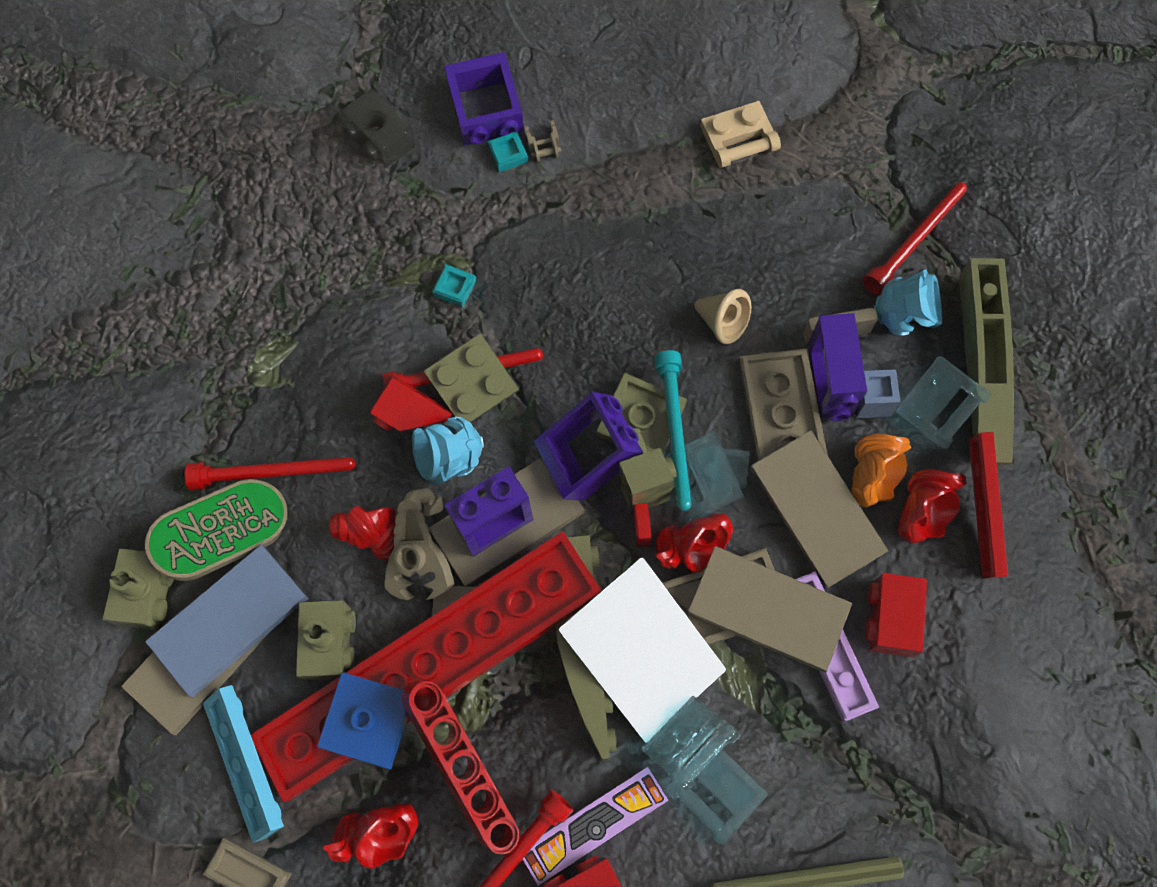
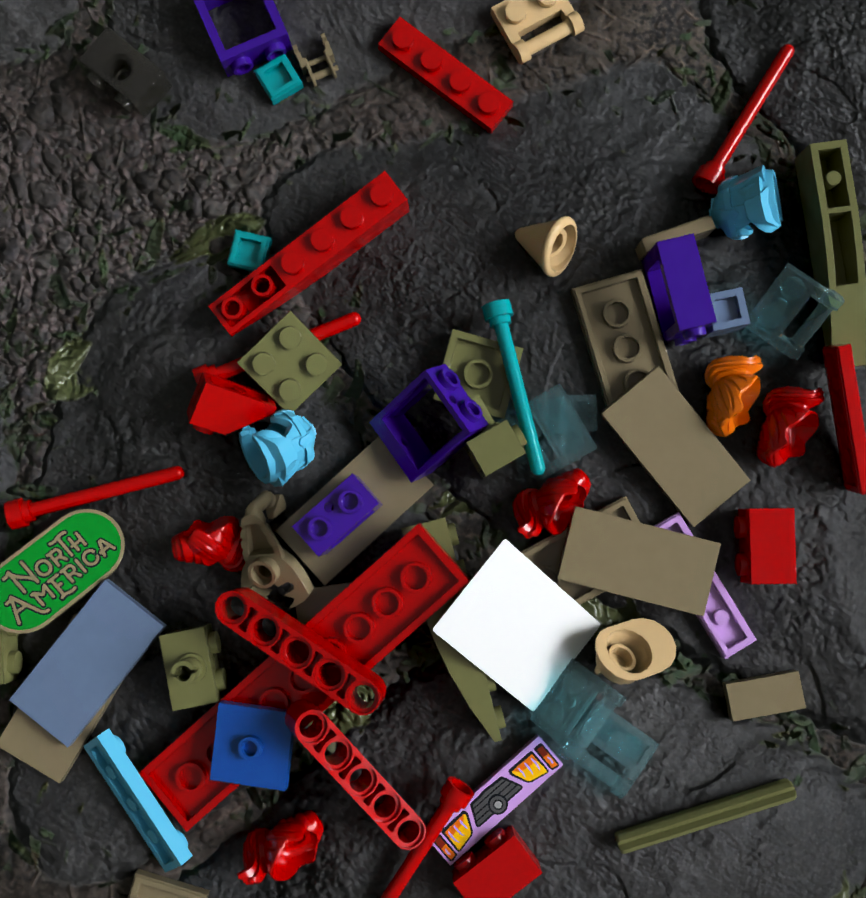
camera: 15 degrees left, 15 degrees up
(414, 623) = (282, 649): none -> red beam
(511, 291) = (312, 254): none -> red slope
(642, 525) = (496, 493): red tile -> none
(653, 168) = (445, 75): none -> red plate
(752, 694) = (633, 650): none -> tan piece
(881, 765) = (764, 695): none -> dark tan tile

